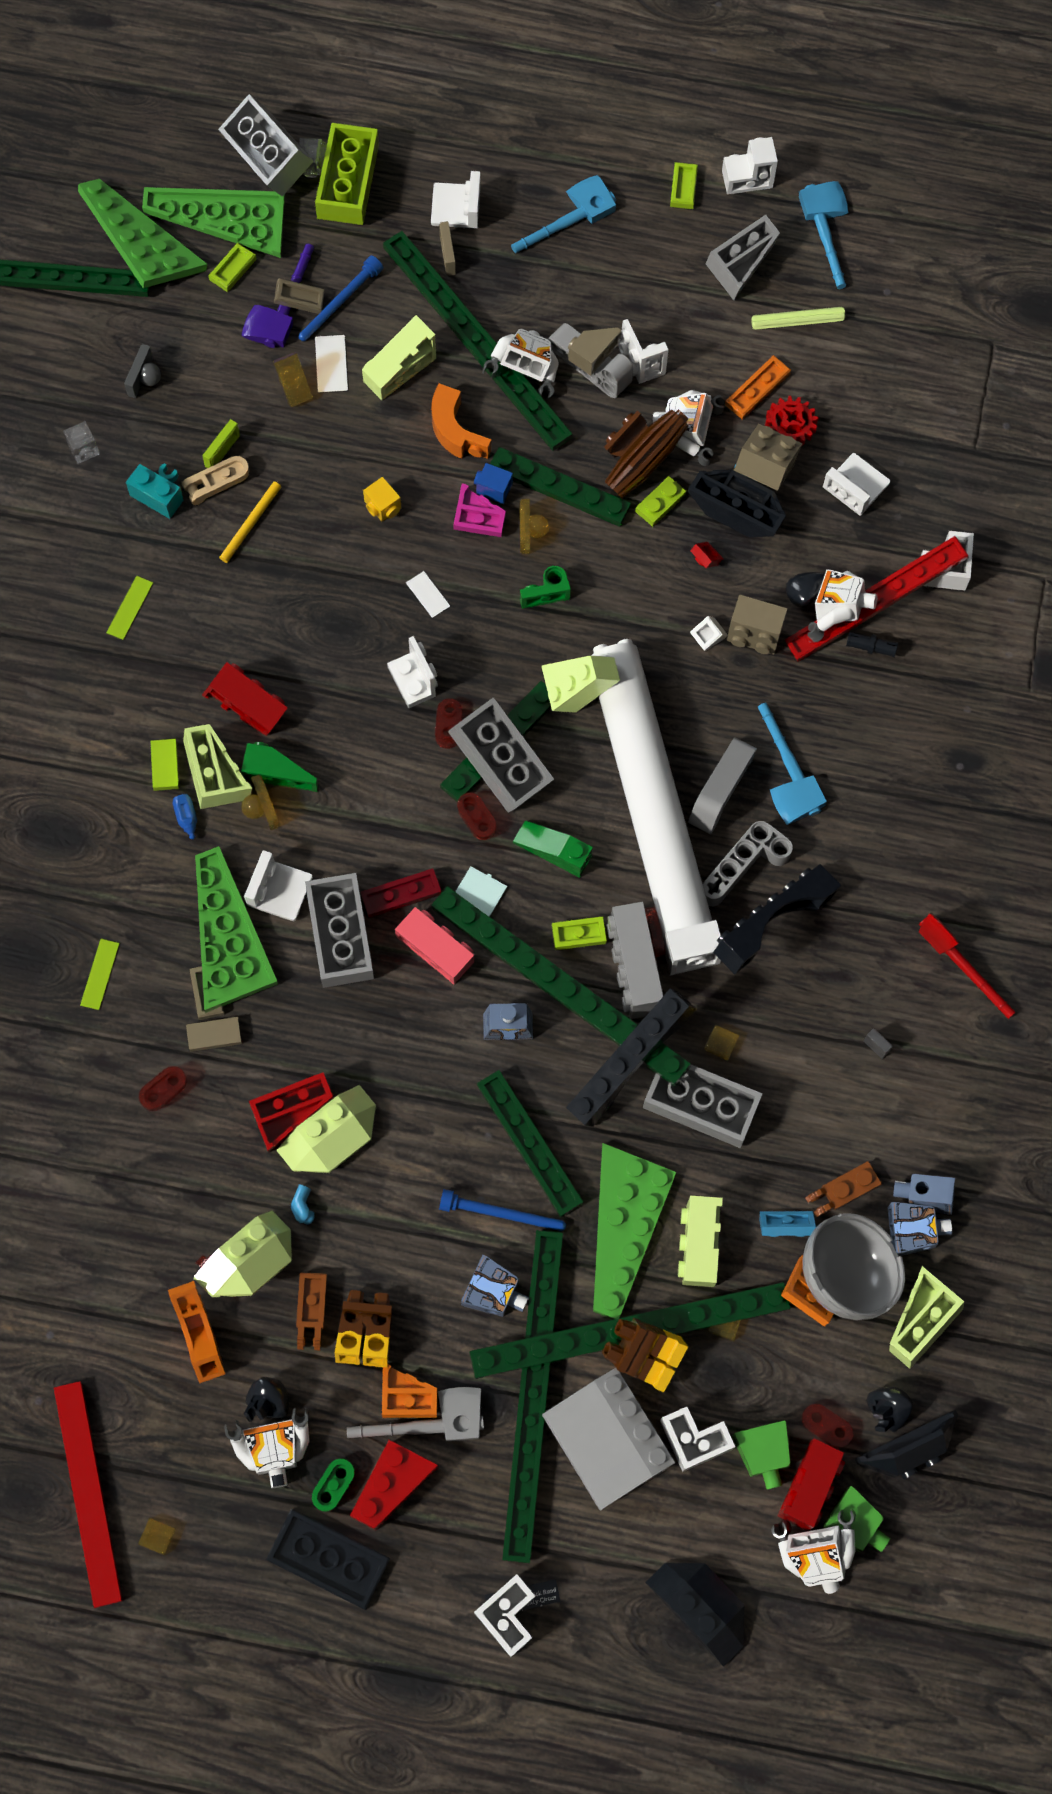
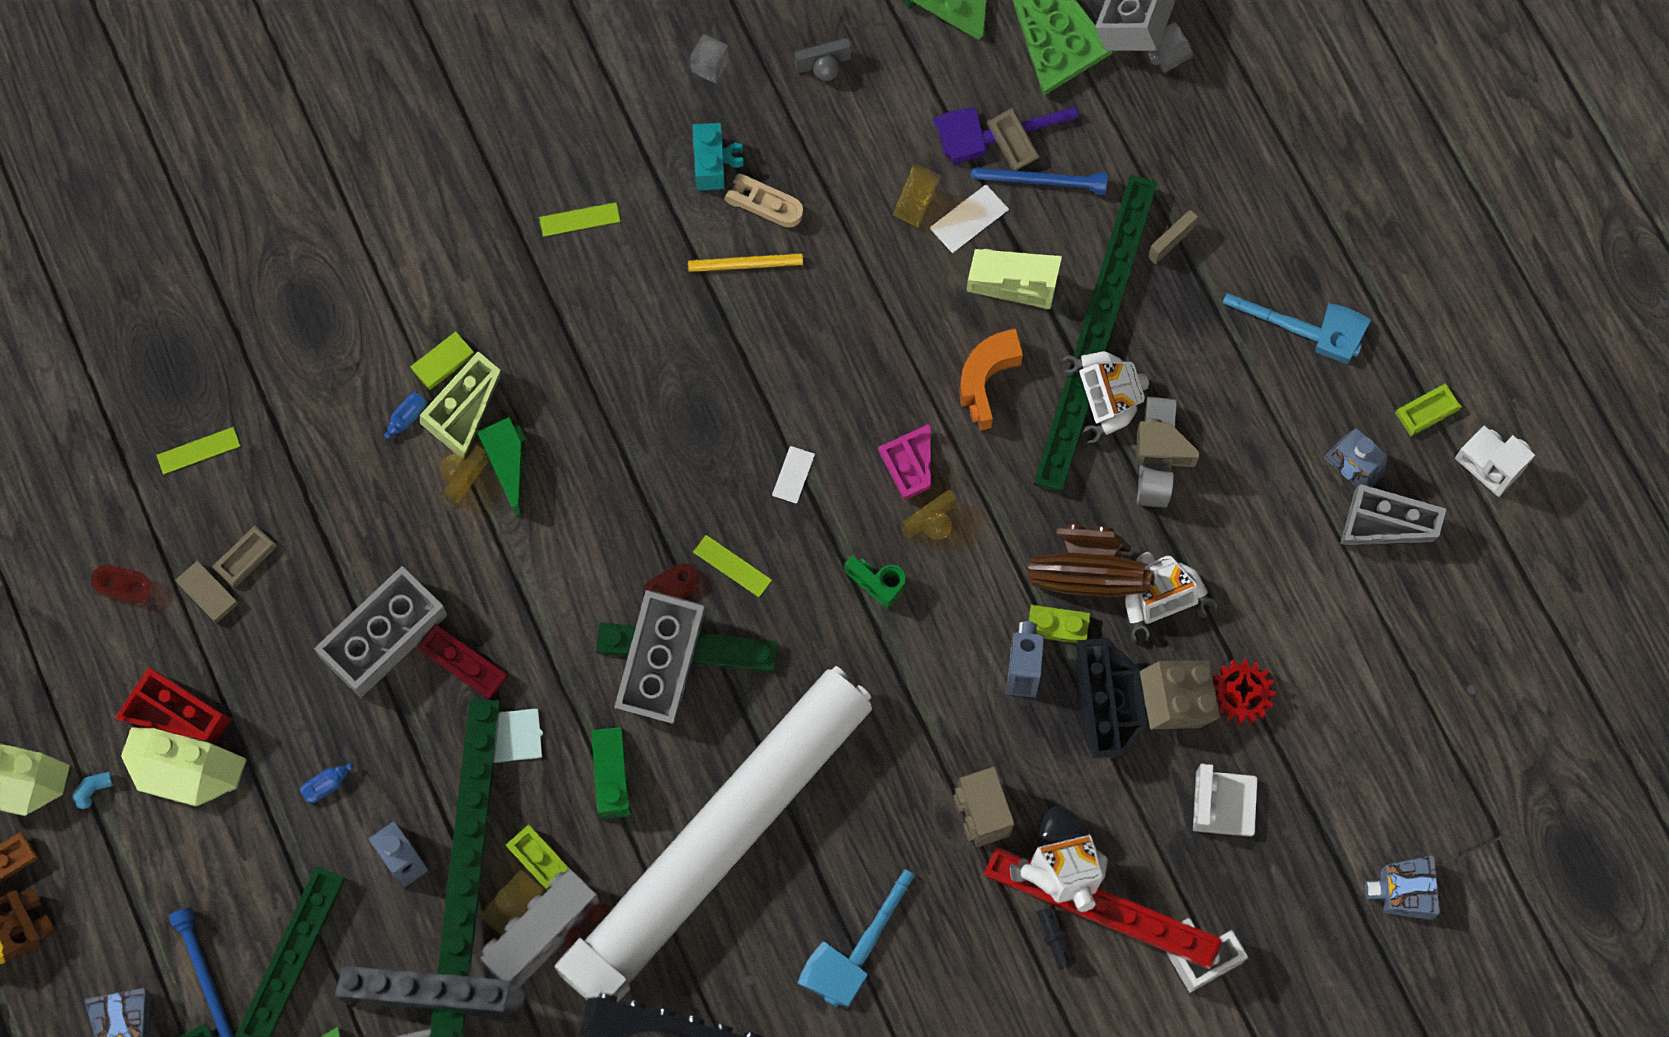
camera: 55 degrees right, 0 degrees up
(221, 444) = (802, 180): lime tile -> none
(230, 948) = (303, 542): bright green wing -> none
(232, 267) = (999, 60): lime tile -> none
(246, 698) = (555, 385): red wedge -> none
(276, 888) = (386, 544): white bracket -> none
(347, 173) = (1176, 90): lime brick -> none
(382, 500) = (855, 363): yellow brick -> none
(414, 675) = (692, 519): white bracket -> none
(418, 1042) = (324, 783): none -> blue piece
(435, 945) = (430, 730): coral brick -> none
(457, 203) = (1230, 212): white bracket -> none
(465, 675) = (732, 566): none -> lime sticker
(476, 817) = (590, 679): clear red plate -> none
(493, 483) = (950, 453): blue brick -> none
(562, 487) = (999, 518): dark green plate -> none
(579, 681) = (791, 675): yellowish green wedge -> none
(597, 971) = (511, 902): none -> clear yellow tile
(647, 362) = (1196, 509): white bracket -> none
(674, 534) = (1025, 661): none -> sand blue torso
(686, 245) = (1358, 459): none -> sand blue torso
(706, 555) = (1030, 707): red plate -> none
(708, 633) = (949, 767): white slope -> none
(721, 785) = (790, 888): light grey beam -> none
(741, 865) = (716, 966): light grey beam -> none
(757, 387) = (1258, 633): orange tile -> none
(798, 318) = (1368, 621): yellowish green axle -> none
(825, 202) = (1516, 554): dark azure piece -> none
(992, 415) = (1407, 888): none -> torso

